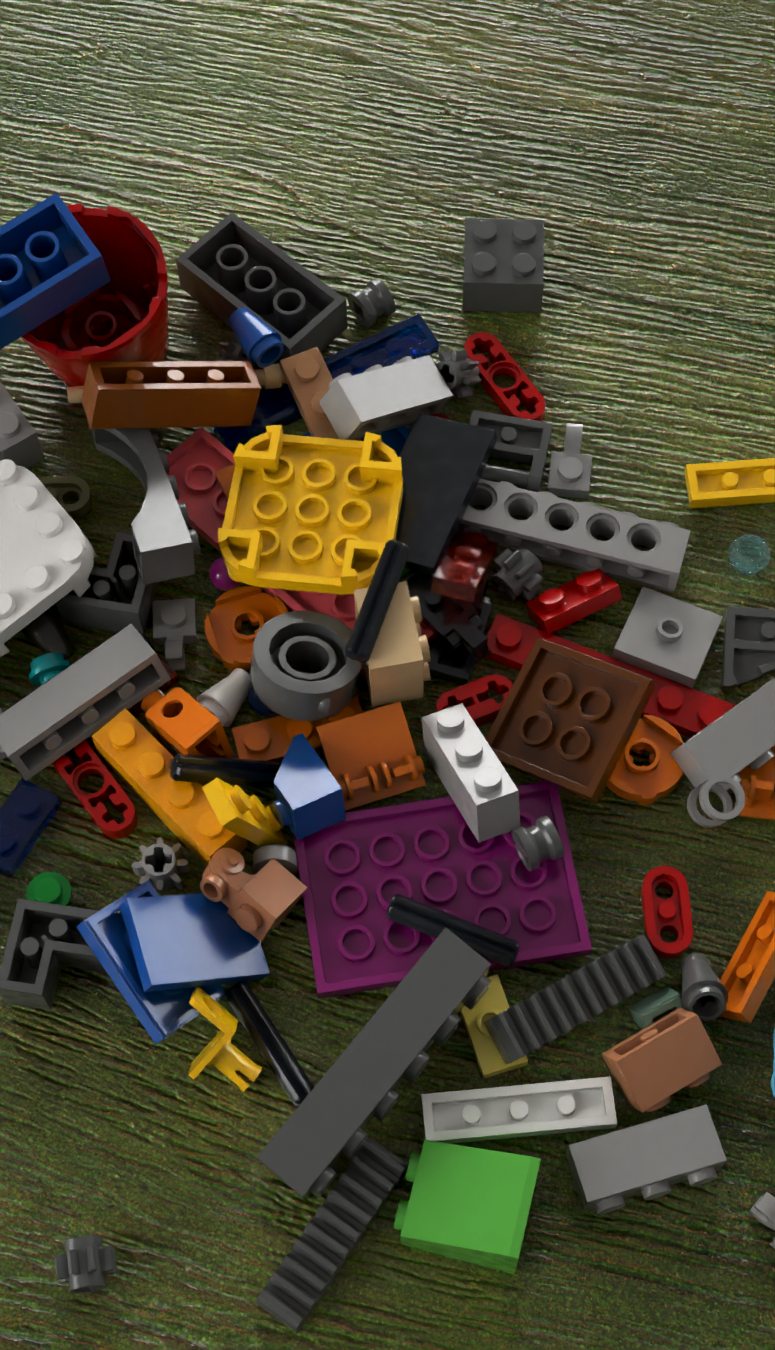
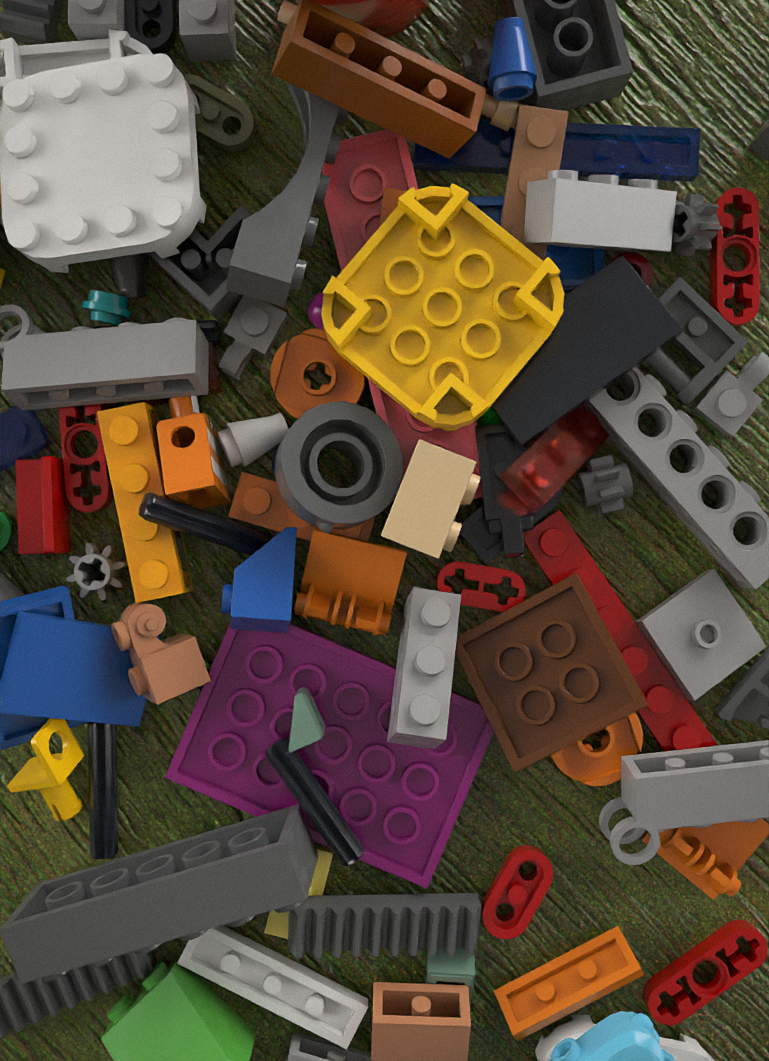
camera: 25 degrees right, 25 degrees up
(84, 849) = (42, 506): none -> red panel
(243, 813) = (181, 589): yellow plate -> none
(283, 854) = (202, 629): light grey tile -> none
(371, 303) = (661, 84): dark grey wheel -> none
(377, 601) = (432, 470): black axle -> none
(404, 865) = (306, 721): none -> sand green slope
(537, 843) = (440, 775): dark grey wheel -> none
(573, 600) = (639, 543): red plate -> none
(702, 988) = (497, 983): dark grey cone -> none

